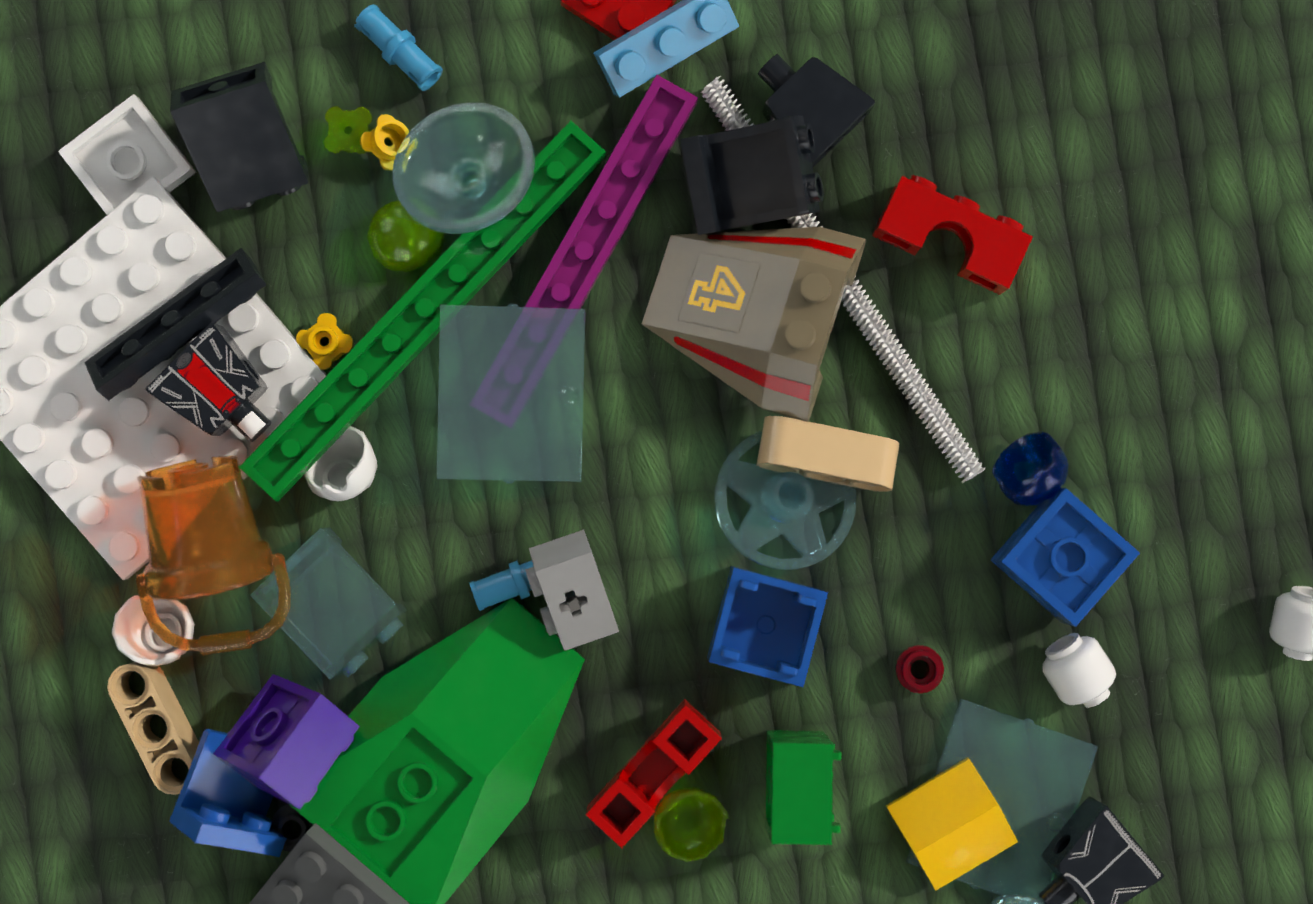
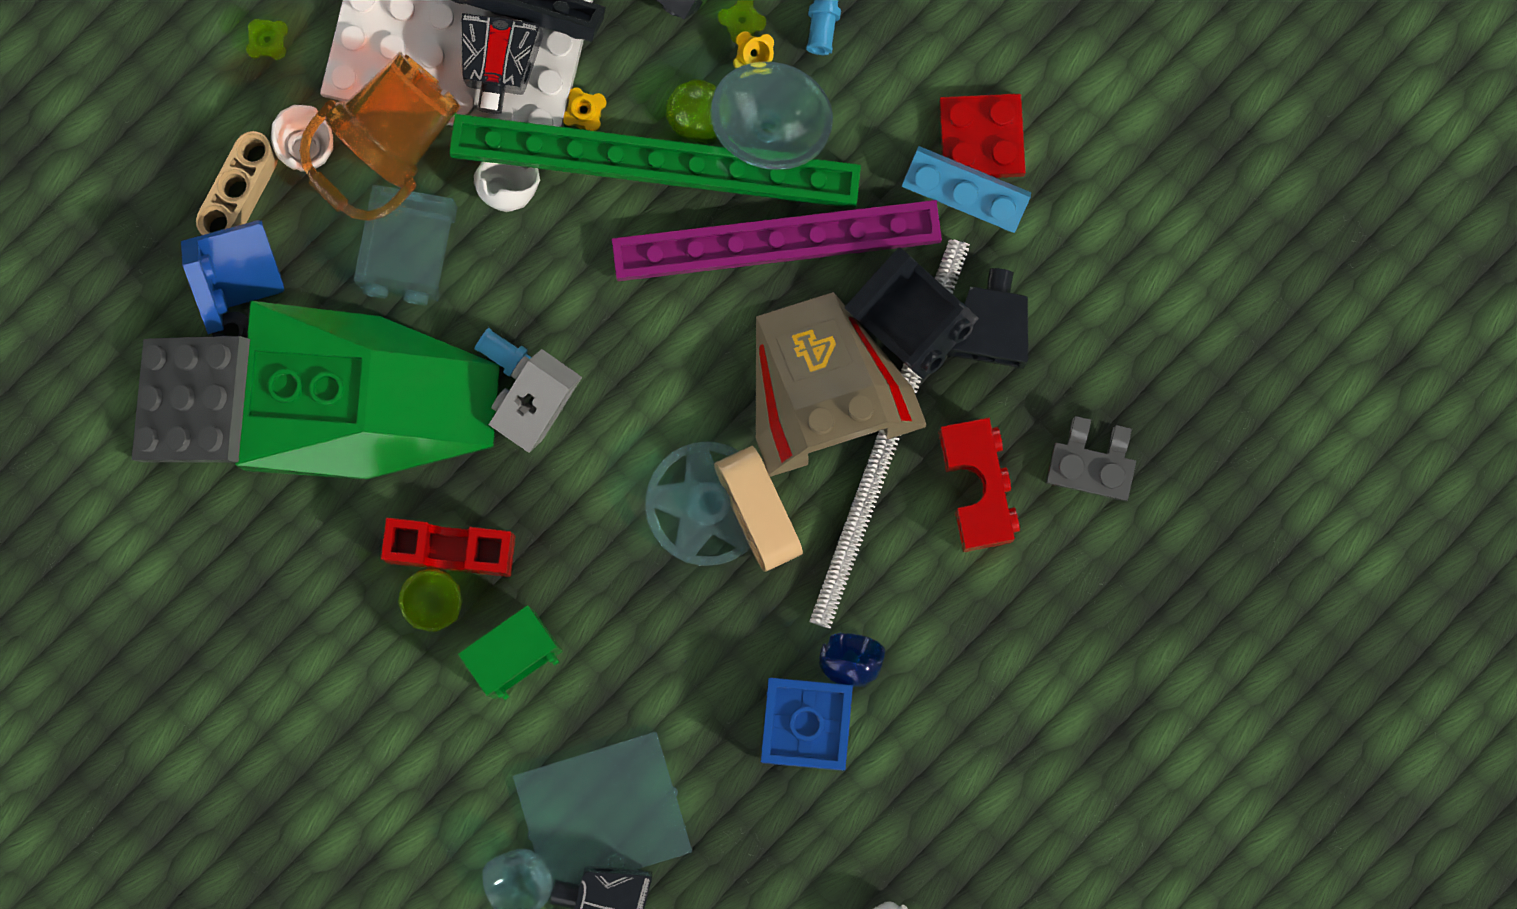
camera: 55 degrees right, 5 degrees down
(17, 592) = (258, 31): none -> clear neon green plate
(287, 740) = (292, 279): dark purple container -> none
(510, 393) = (640, 260): clear light blue piece -> none
(767, 626) = (607, 553): blue container -> none
(934, 671) = (648, 673): dark red plate -> none
(952, 823) = (562, 786): yellow slope -> none
(1013, 121) = (1091, 470): none -> dark grey plate
(1079, 670) = (734, 795): white head -> none

